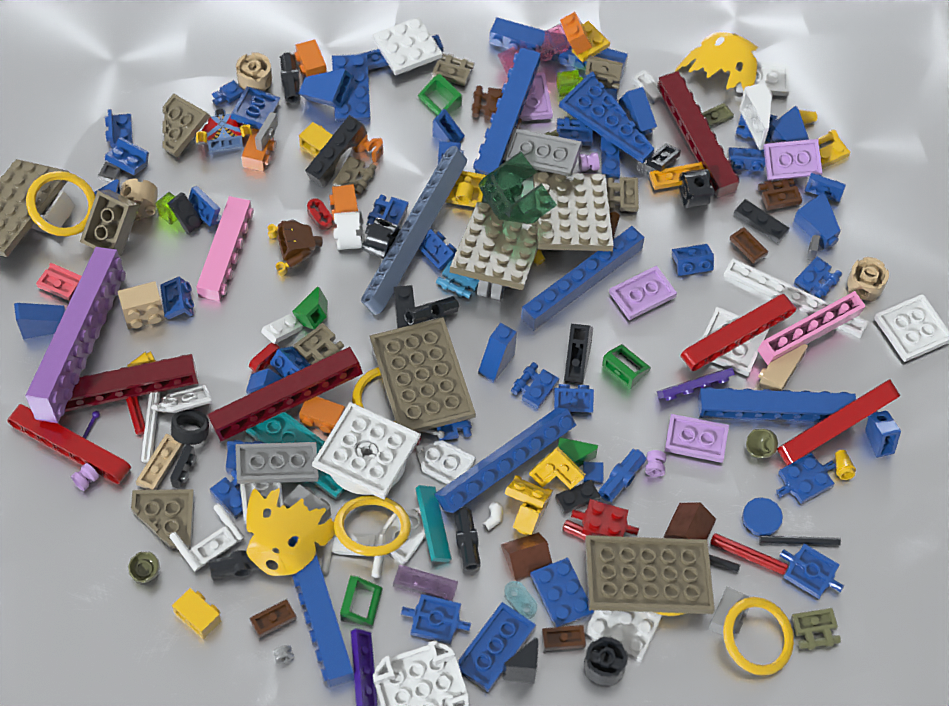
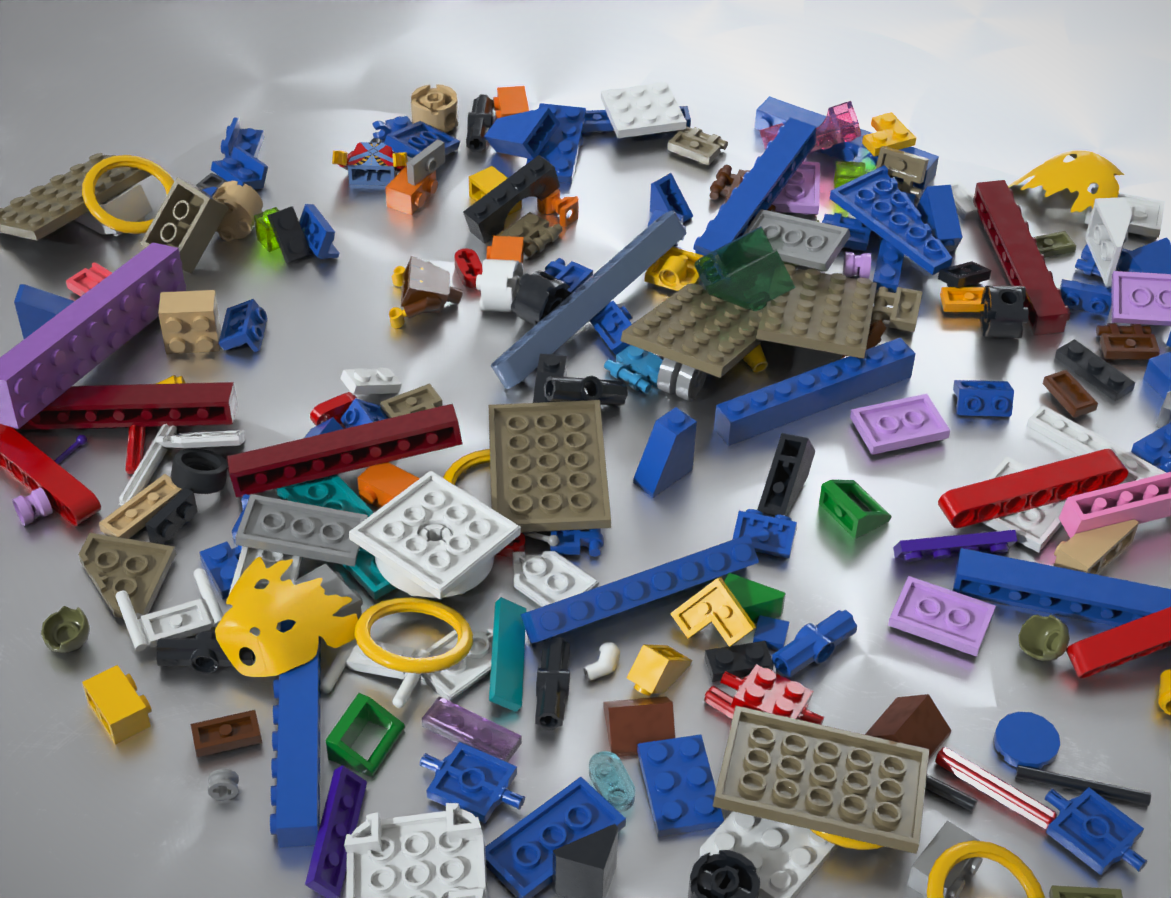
camera: 15 degrees right, 15 degrees down
(181, 124) = (319, 145): dark tan plate -> none
(224, 249) = (326, 284): bright pink brick -> none
(312, 309) = (420, 365): green slope -> none
(451, 94) = (679, 160): green tile -> none
(528, 492) = (663, 637): yellow plate -> none
(539, 389) = (715, 516): blue plate -> none
(563, 637) = (665, 847): reddish brown plate -> none
(575, 33) = (870, 115): orange brick -> none
(655, 463) = (870, 636): lavender wheel -> none
(806, 478) = (1107, 700): blue plate -> none

